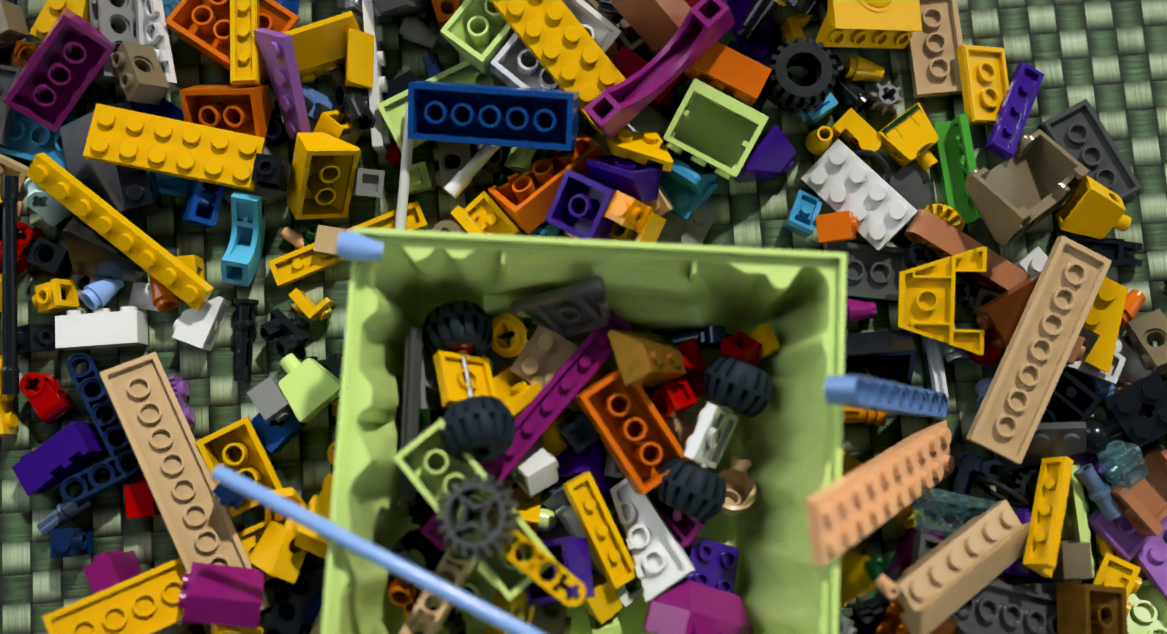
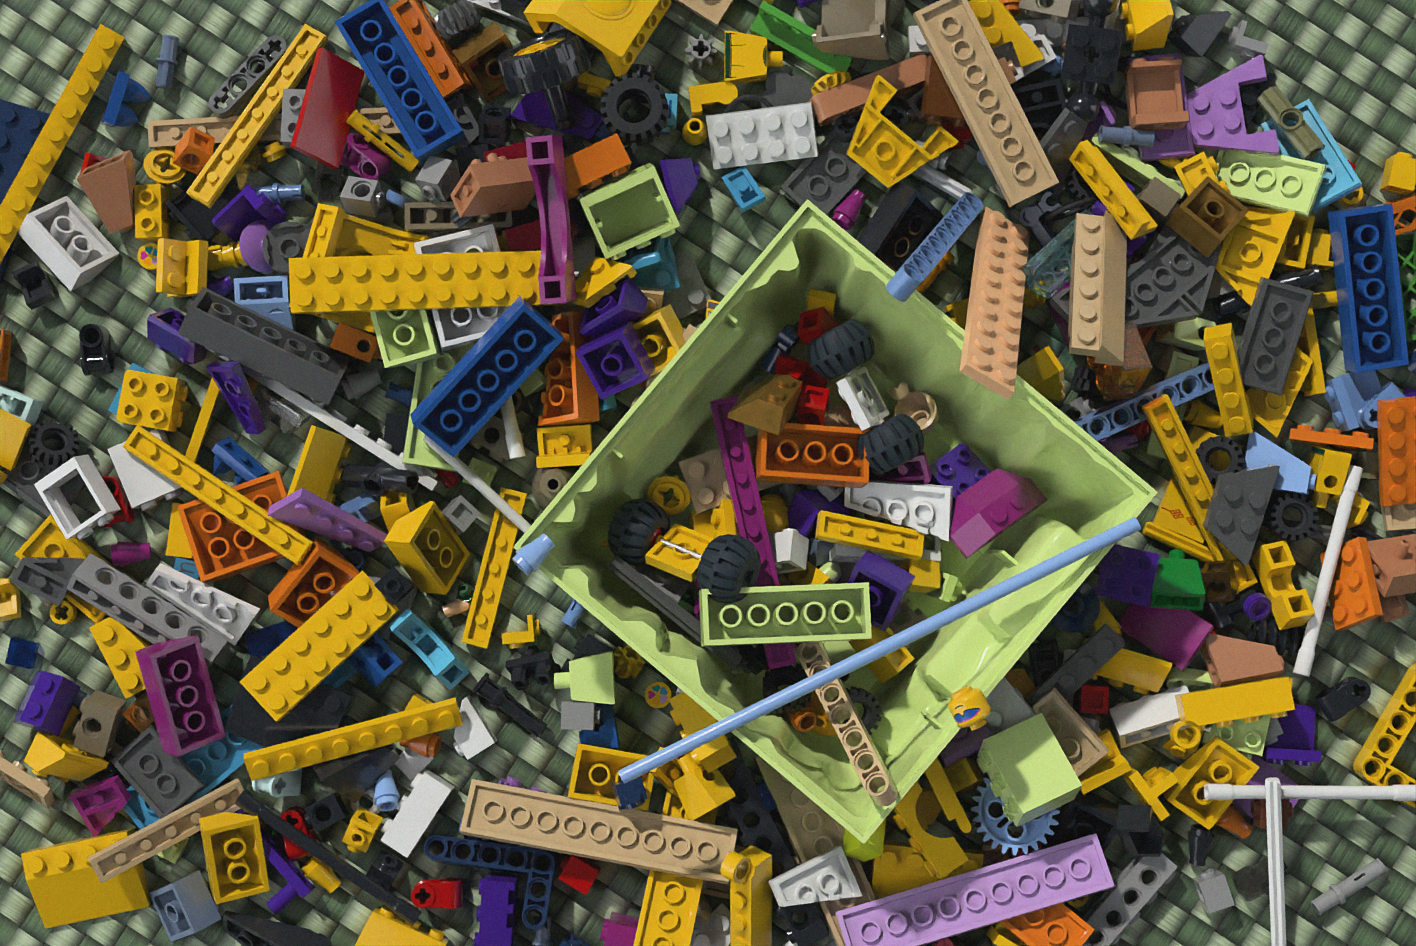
camera: 50 degrees left, 5 degrees up
(139, 73) = (232, 631): dark tan brick -> none
(222, 595) = (706, 851): magenta brick -> none
(327, 239) = (482, 580): tan tile -> none
(359, 59) = (354, 448): yellow slope -> none
(466, 525) = (795, 601): dark grey gear -> none
(534, 564) = (858, 596): yellow beam -> none
(568, 308) = (686, 433): dark grey wing -> none
(577, 432) = (783, 497): black brick -> none
(628, 212) = (646, 330): light orange brick -> none
(837, 227) = (775, 174): orange brick -> none
(851, 95) = (678, 76): black cone -> none
(861, 69) = (663, 51): yellow cone -> none
(879, 580) = (1057, 358): arm -> none
(1123, 464) = (1118, 103): clear light blue brick -> none

